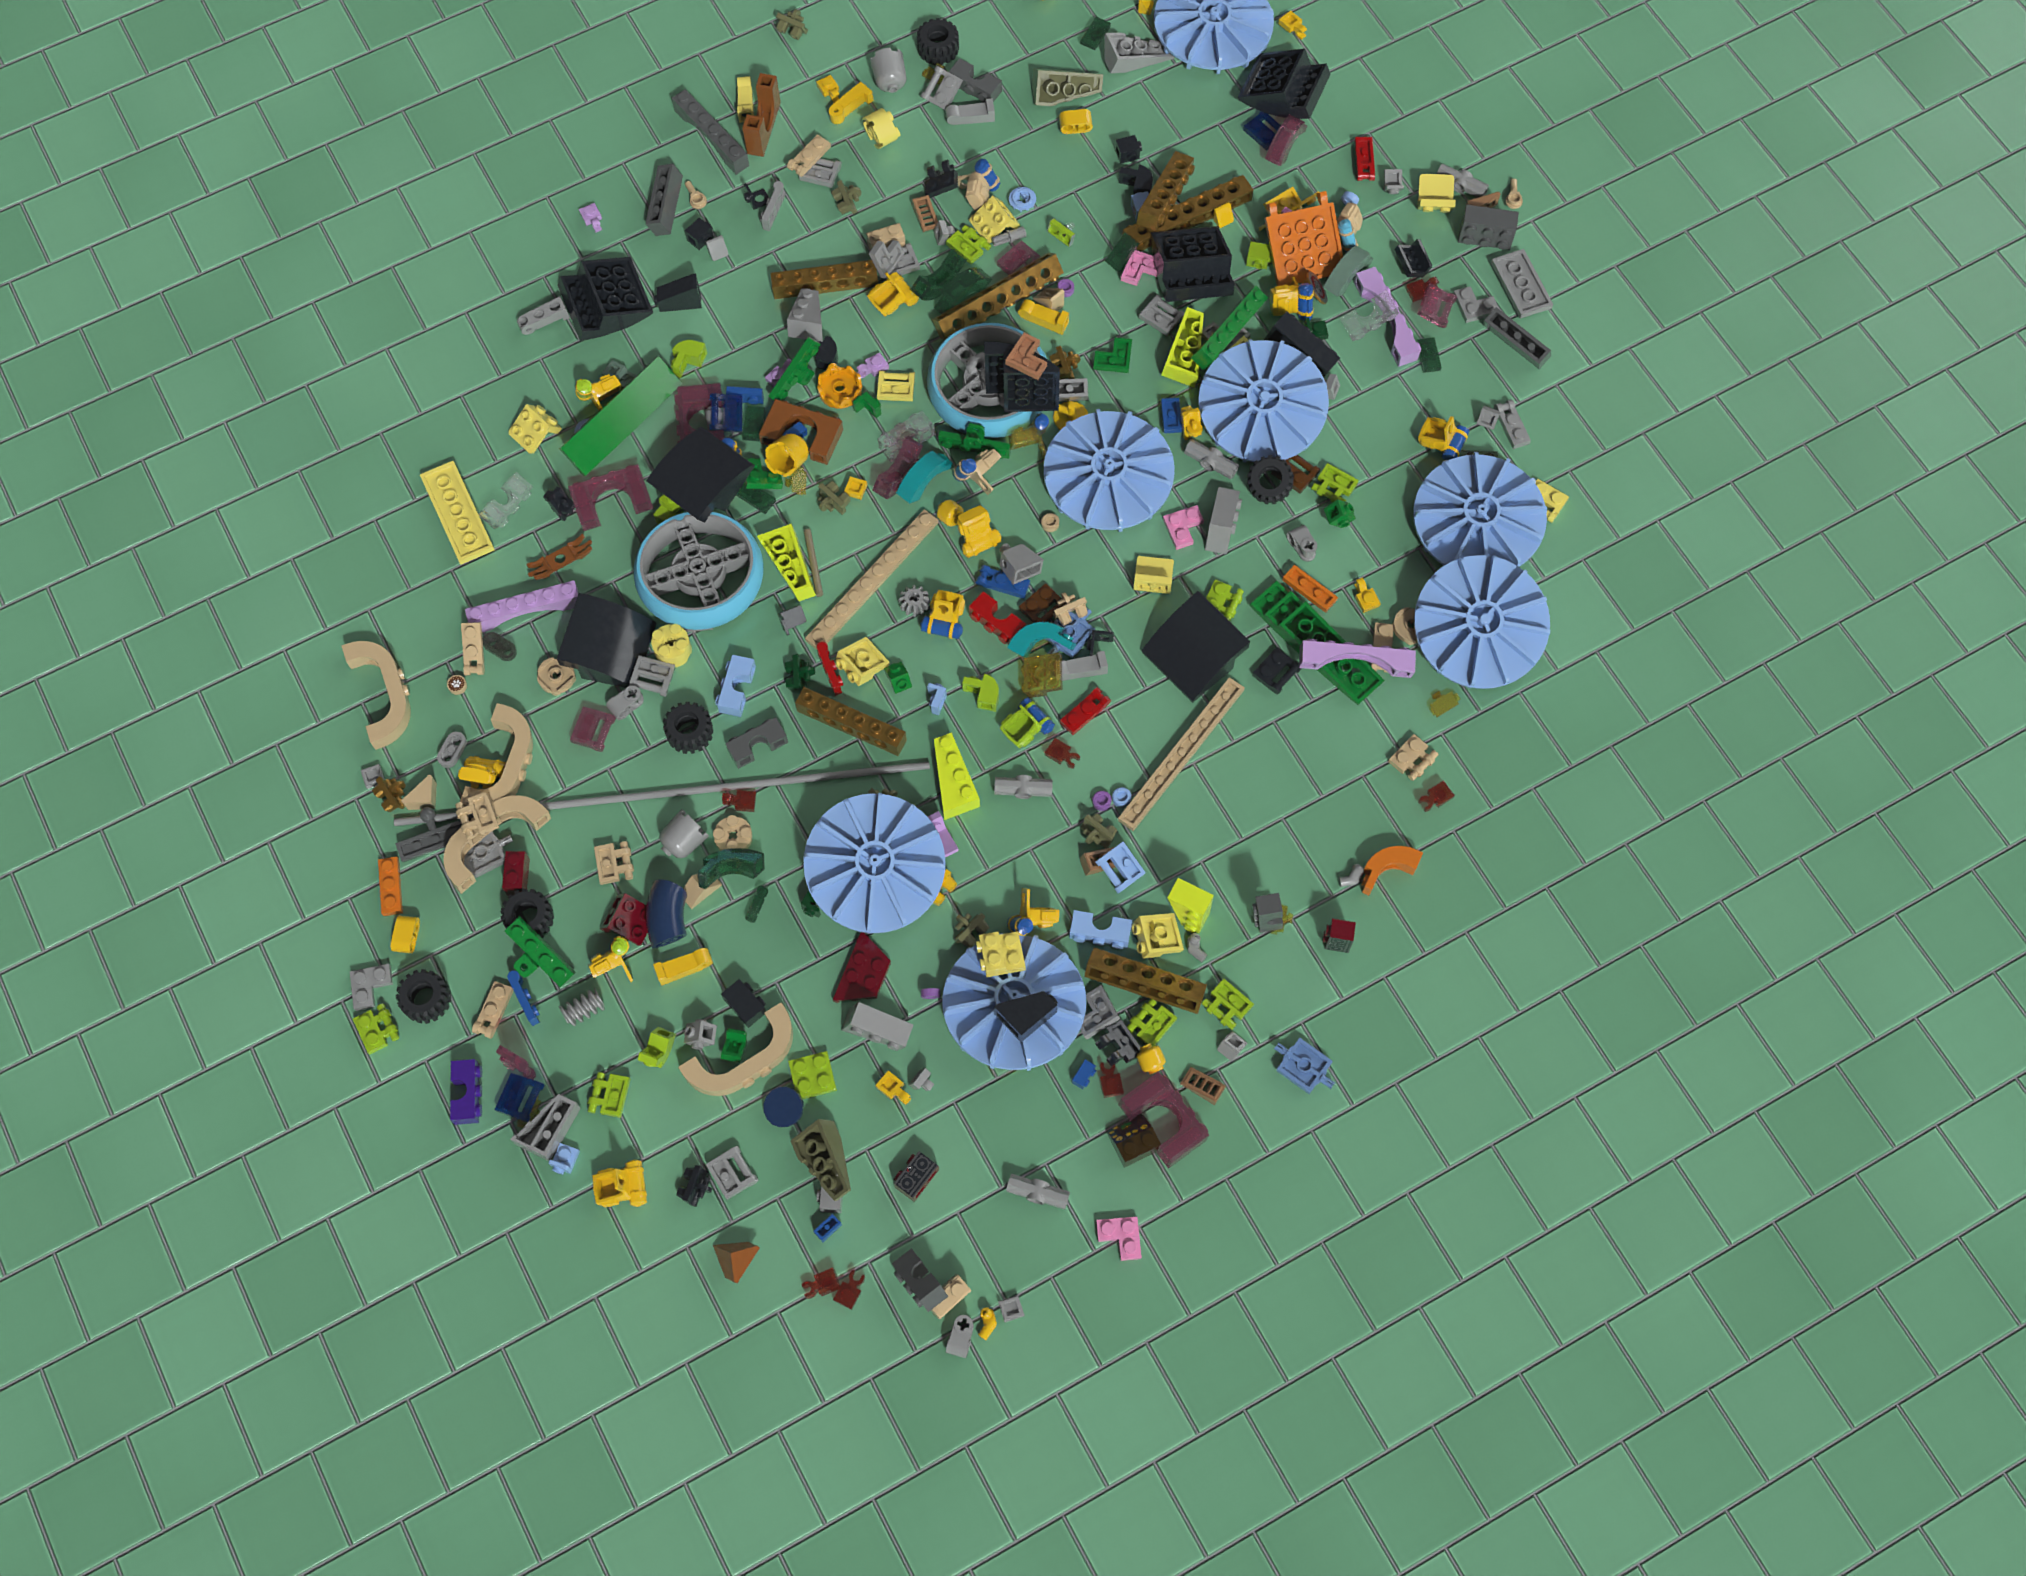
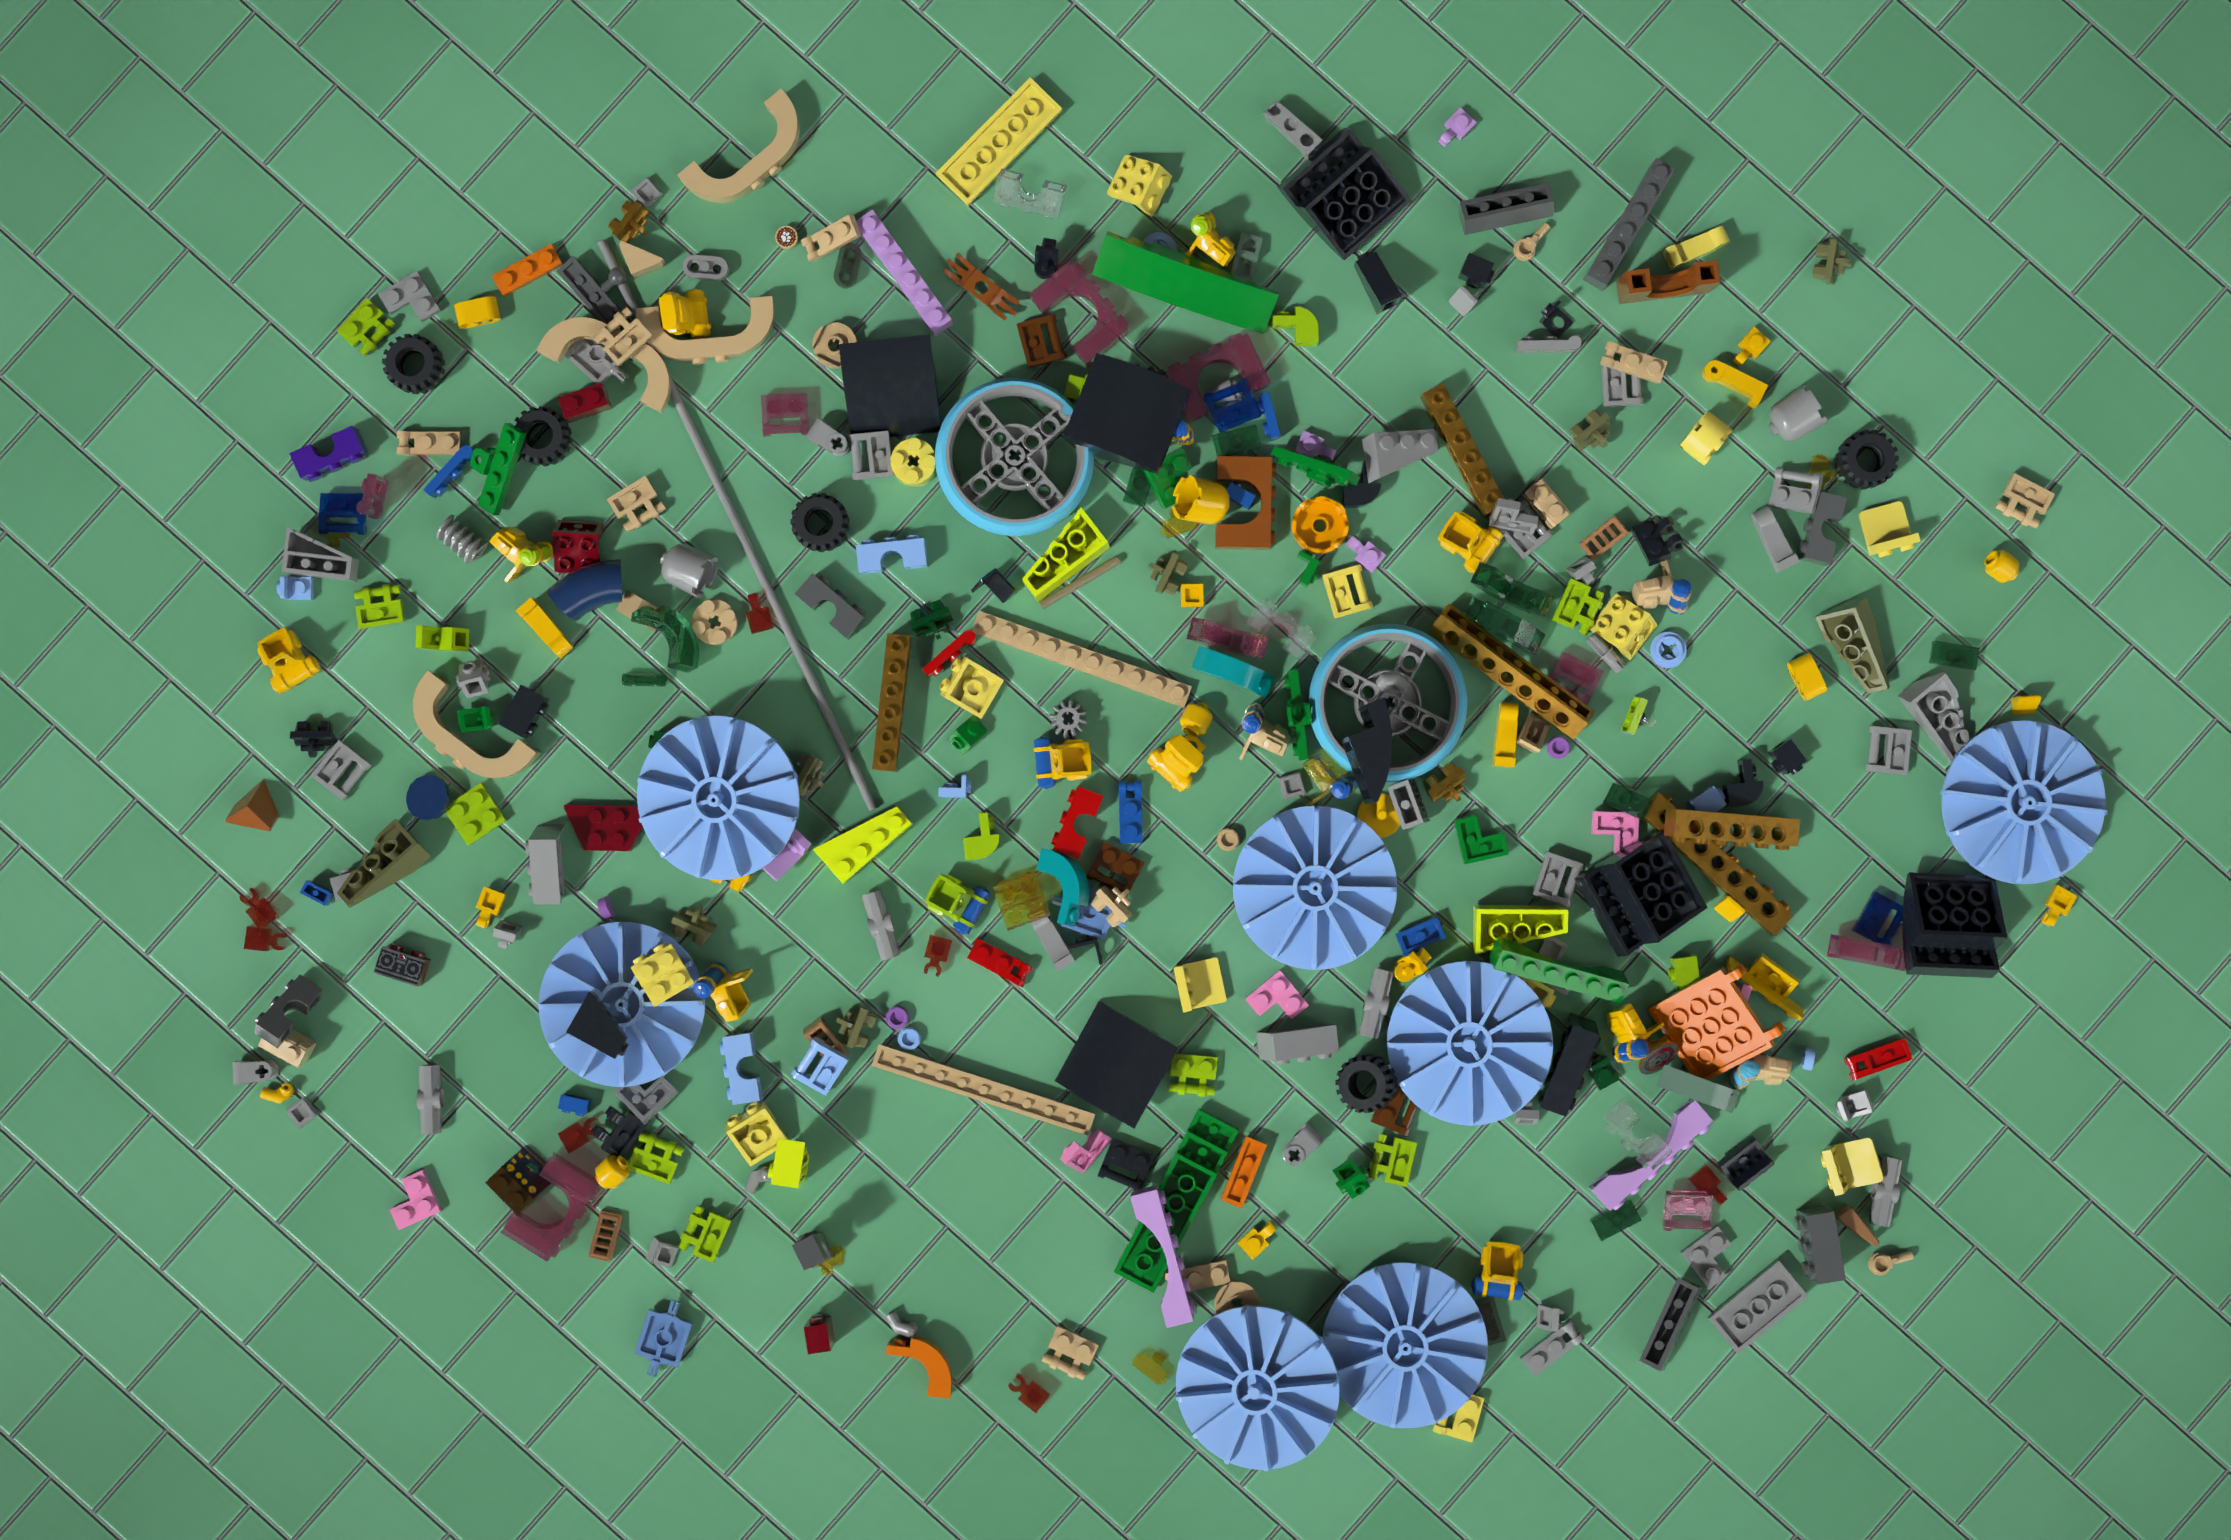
camera: 70 degrees right, 20 degrees up
(619, 535) = (1034, 343): none -> reddish brown plate
(992, 46) = (1887, 529): none -> light yellow bracket
(1019, 562) = (1156, 823): light grey torso -> none
(1022, 357) = (1370, 753): nougat plate -> none
(1026, 467) = (1292, 785): none -> light grey tile
(1145, 980) = (691, 1126): pearl gold brick -> none
(1149, 85) = (1896, 750): none -> light grey plate
(1255, 692) = (1080, 1156): none -> bright pink plate

